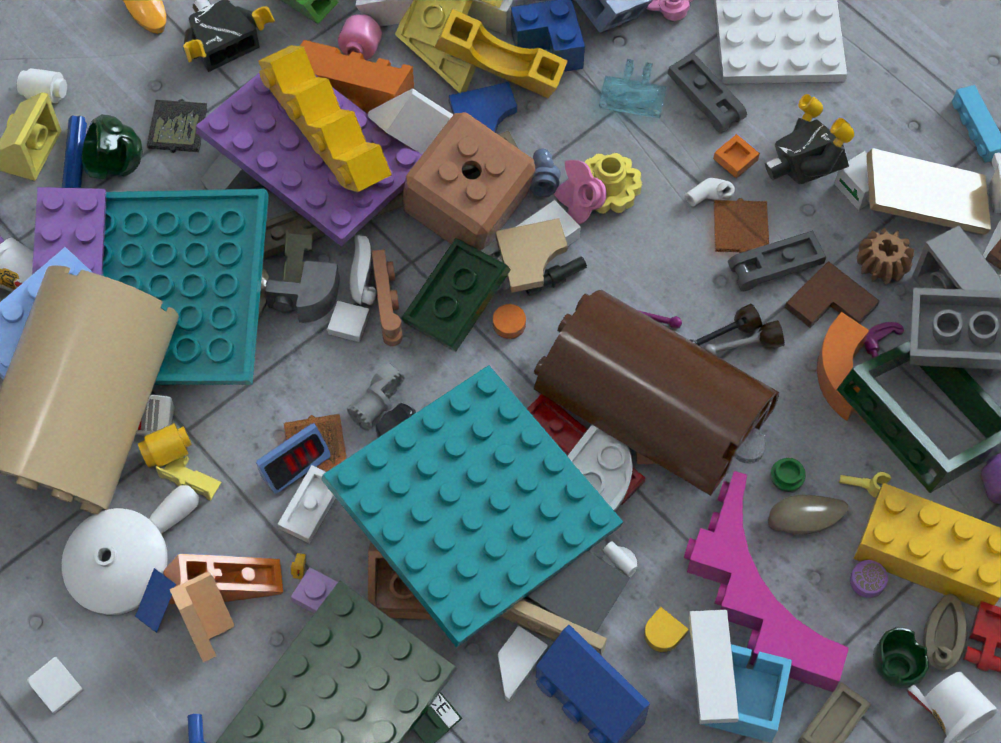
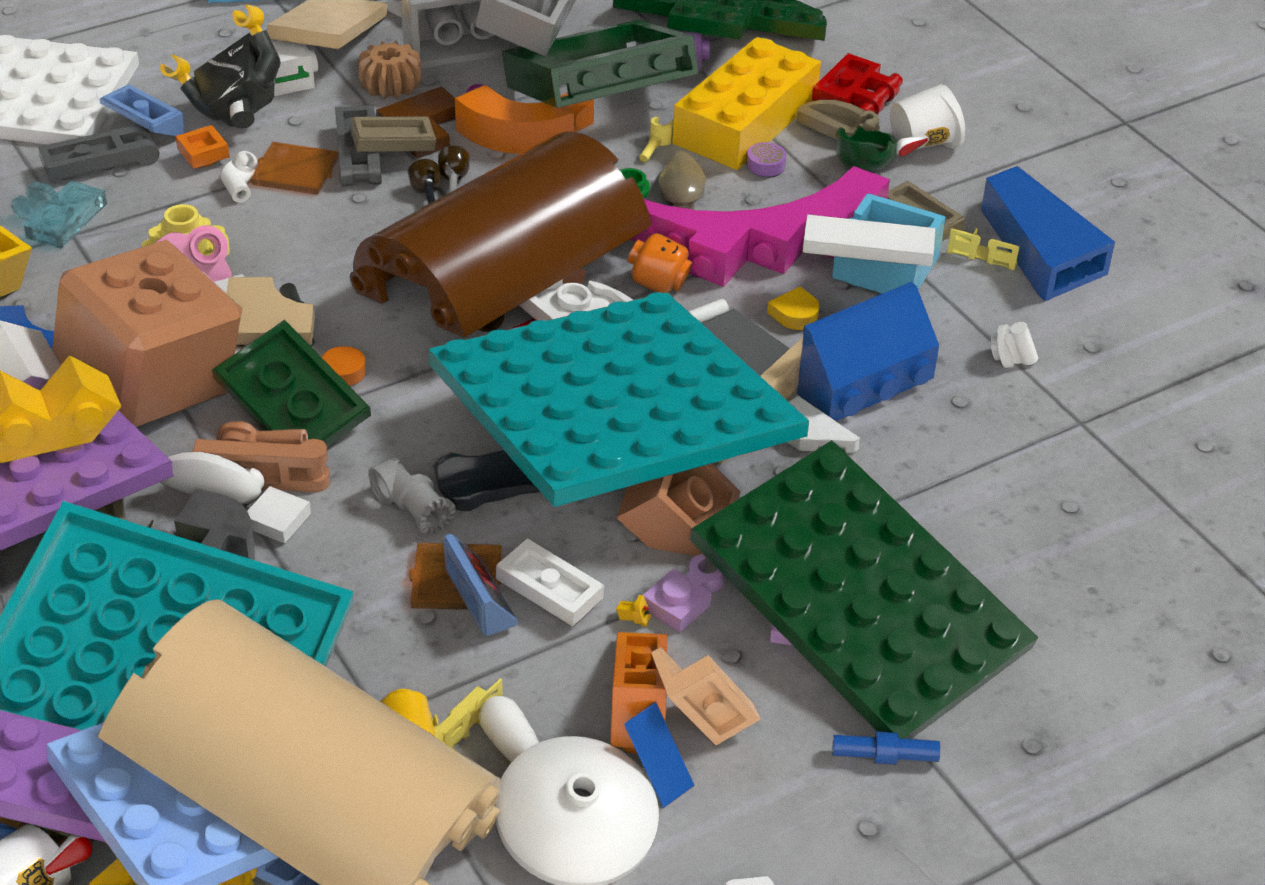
camera: 80 degrees left, 20 degrees down
(405, 281) = (247, 433): none -> nougat plate
(679, 514) = (659, 264): none -> orange head
(761, 103) = (145, 110): none -> medium blue slope
(785, 280) = (392, 134): none -> dark tan tile

